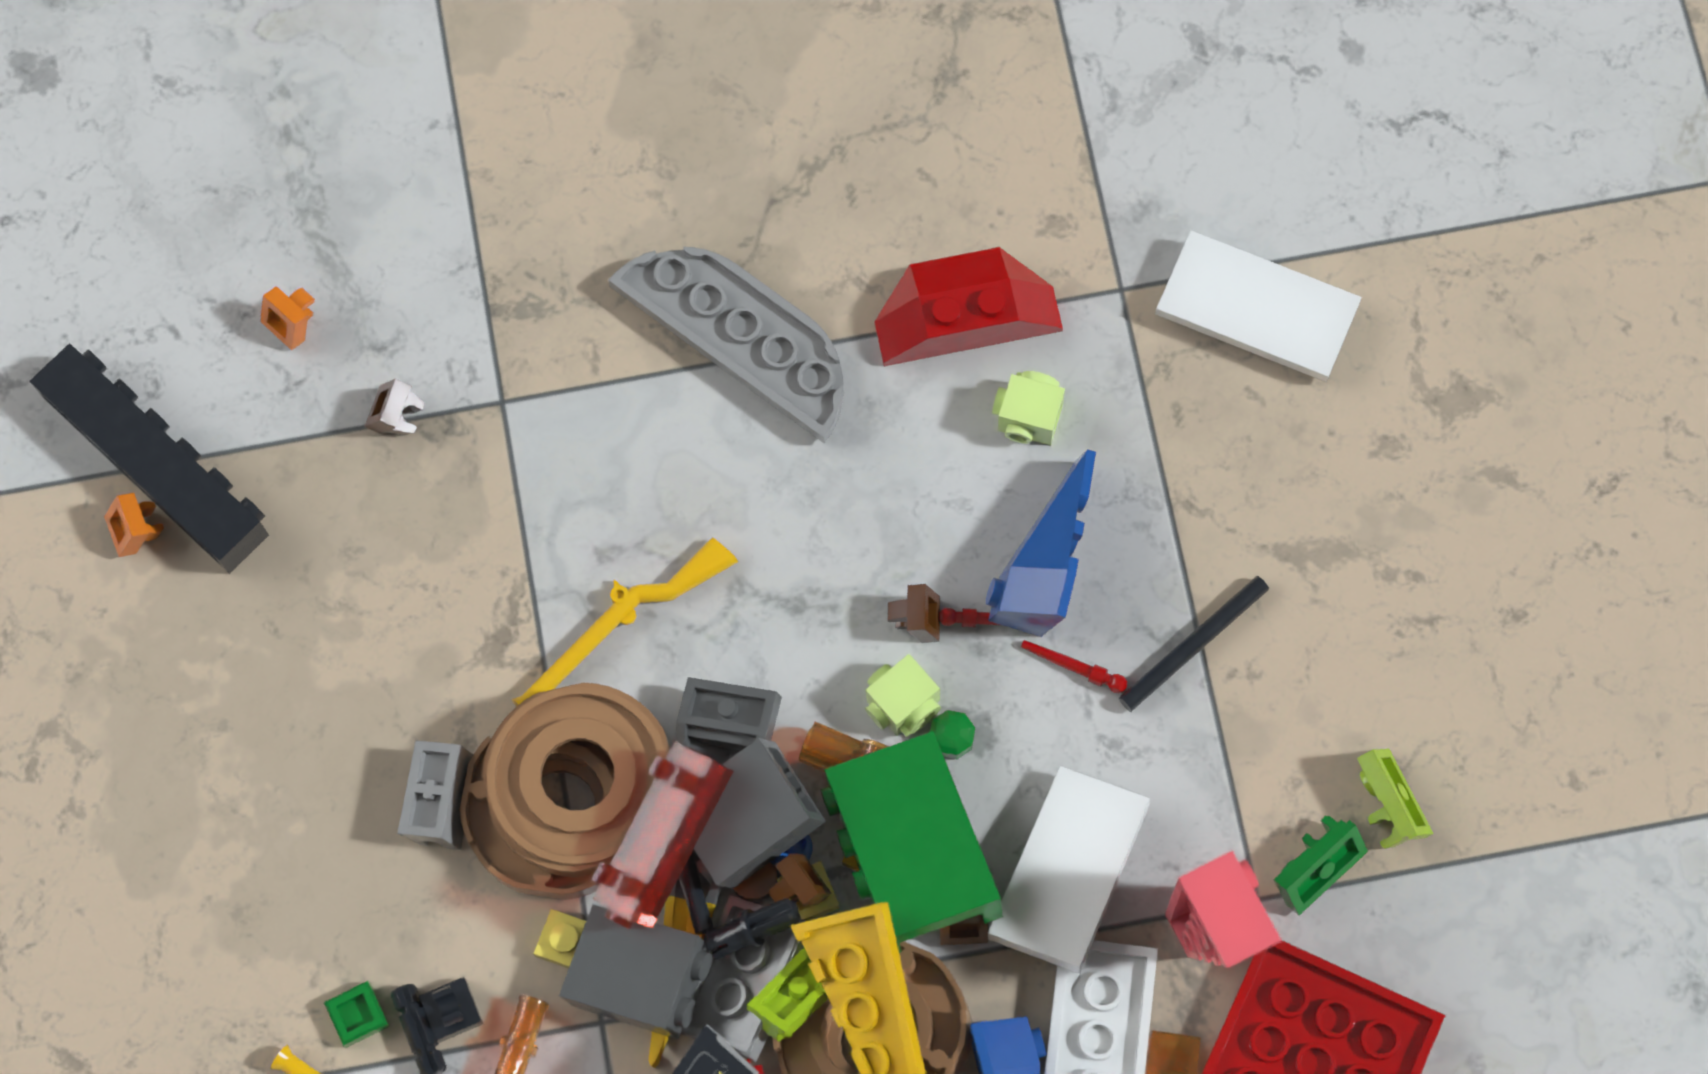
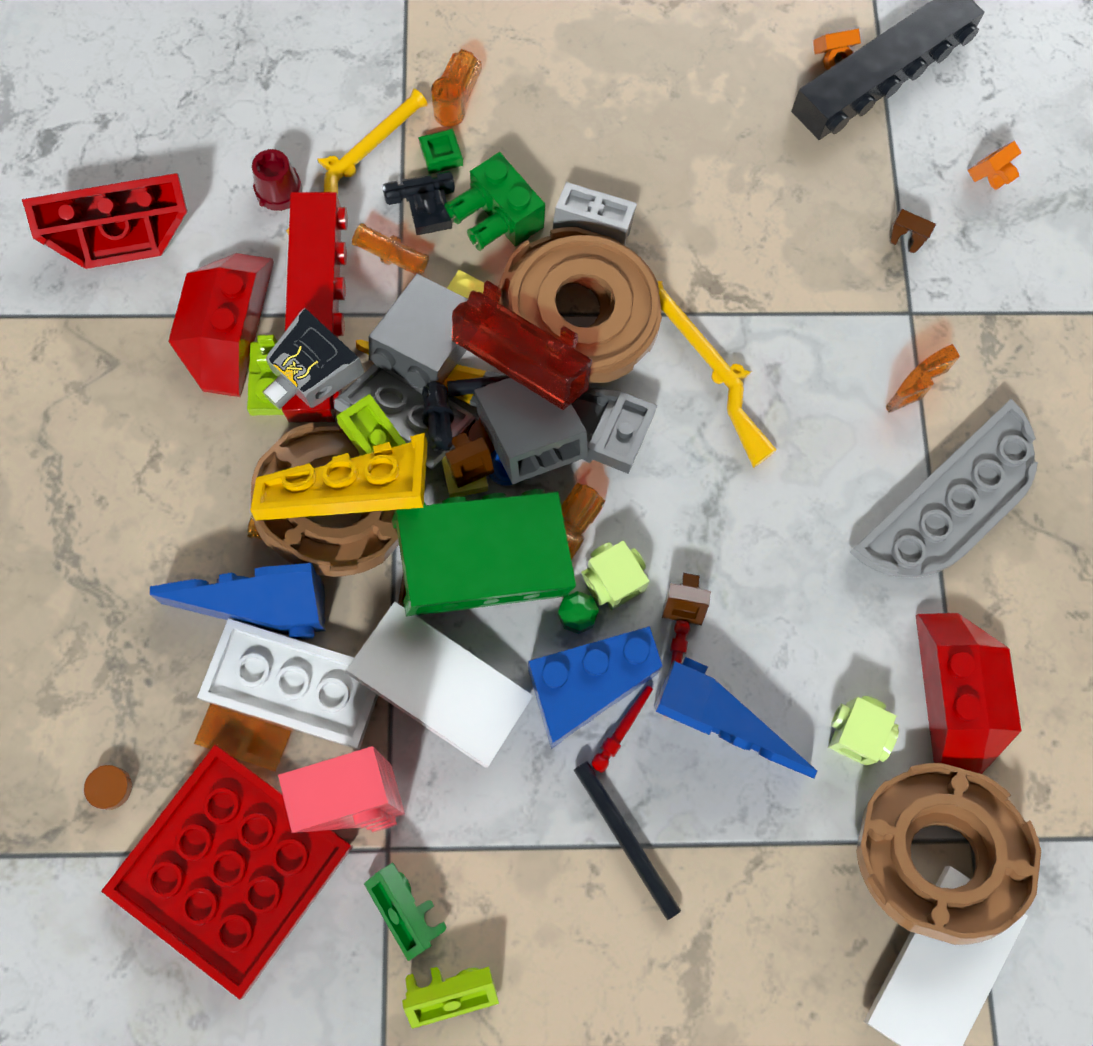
camera: 90 degrees right, 0 degrees up
(258, 1009) = (454, 88): none -> clear orange piece
(428, 909) = (506, 199): none -> green brick
(601, 387) = (920, 379): none -> clear orange slope
(1032, 704) = (591, 678): none -> blue wedge
(1114, 264) = (980, 810): none -> medium nougat piece

